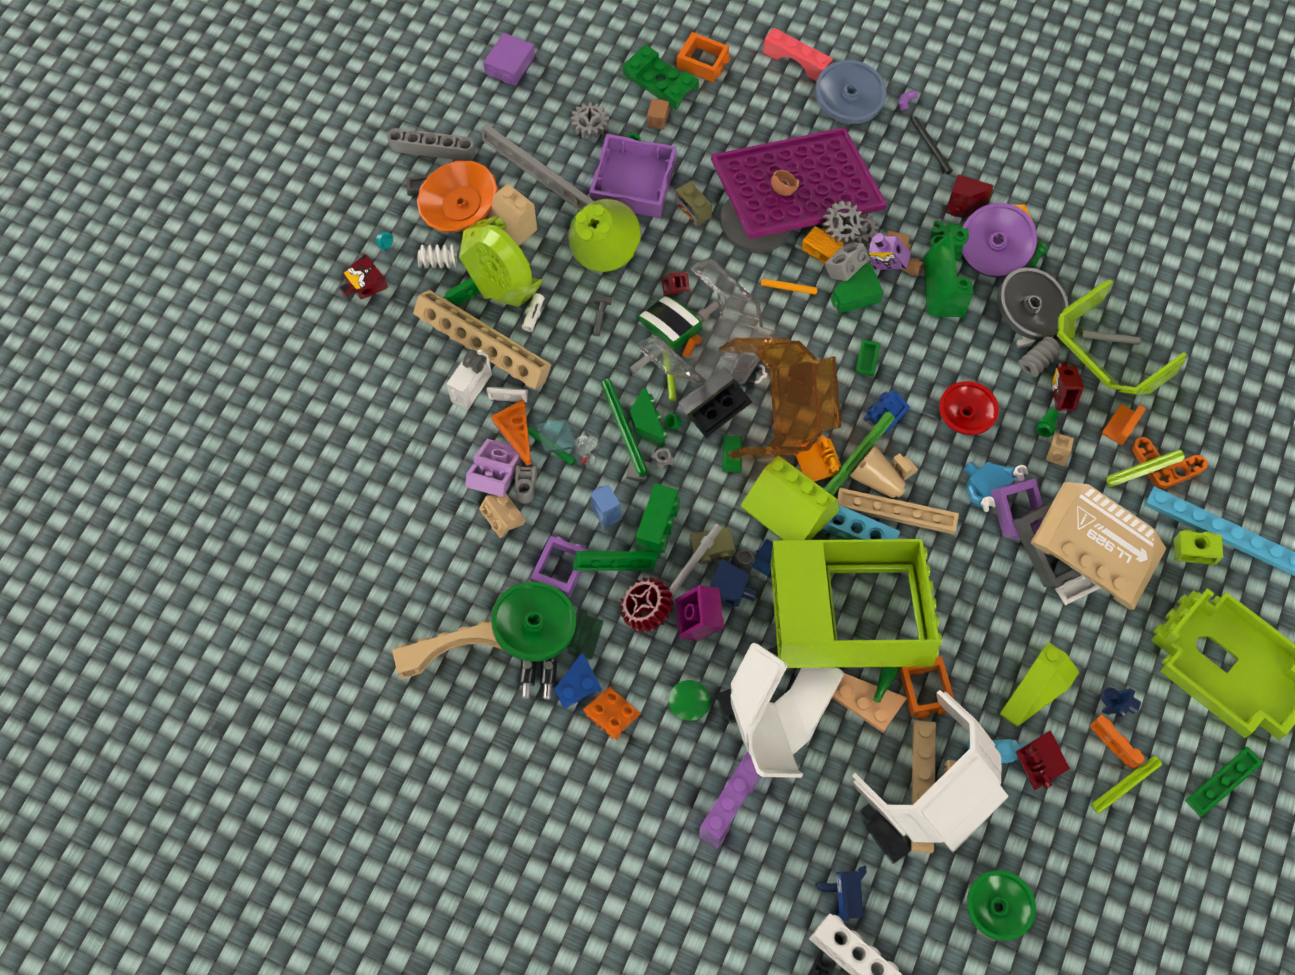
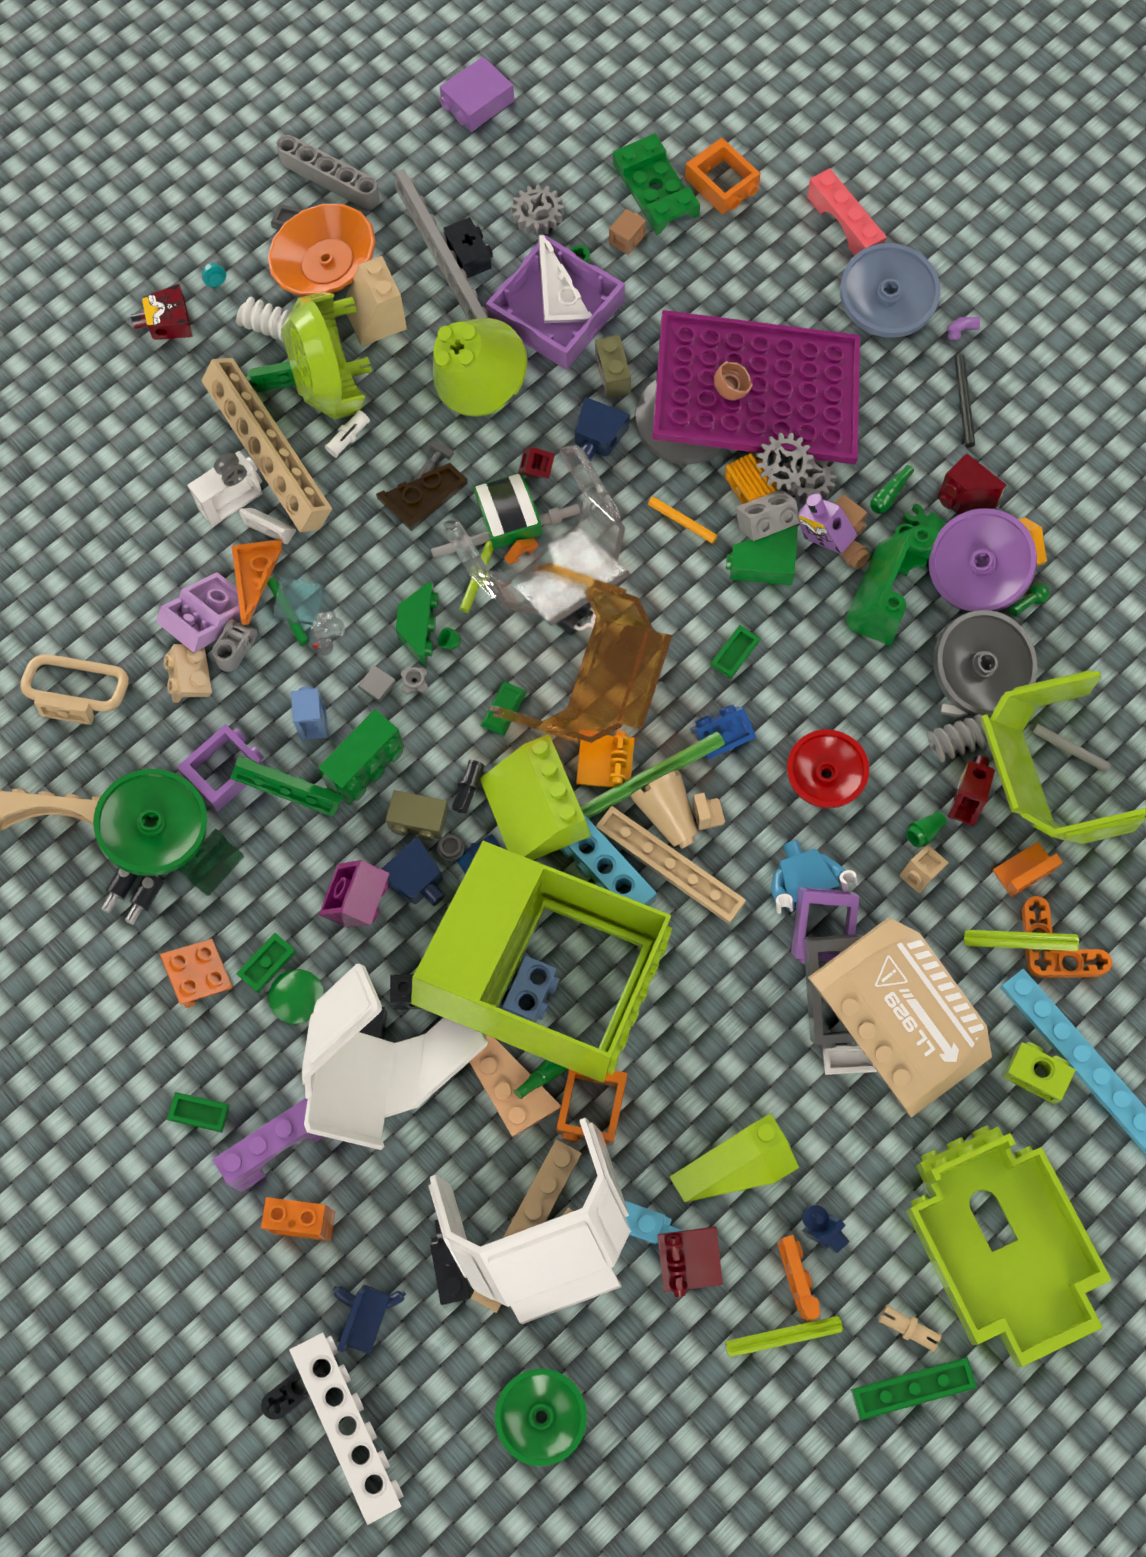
camera: 25 degrees right, 5 degrees up
(429, 569) = (71, 707): none -> tan bar
(556, 159) = (468, 246): none -> black brick
(577, 683) = (174, 919): blue wing -> none
(605, 337) = (422, 497): none -> dark brown wing
(624, 428) = (384, 624): green axle -> none
(634, 170) = (560, 299): none -> white wing
(645, 617) = (298, 856): dark red gear -> none
(657, 686) = (266, 963): none -> green plate
(661, 807) = (198, 1112): none -> green tile
(704, 244) = (600, 428): none -> dark blue torso
(706, 543) = (404, 810): light grey bar -> none
(715, 402) = (506, 635): black slope -> none
(735, 513) = (467, 786): none -> black axle
(779, 841) = (298, 1219): none -> orange window
(849, 630) = (524, 988): none -> medium blue brick
(914, 222) = (888, 493): none -> green piece
(1202, 743) = (910, 1328): none -> tan pin

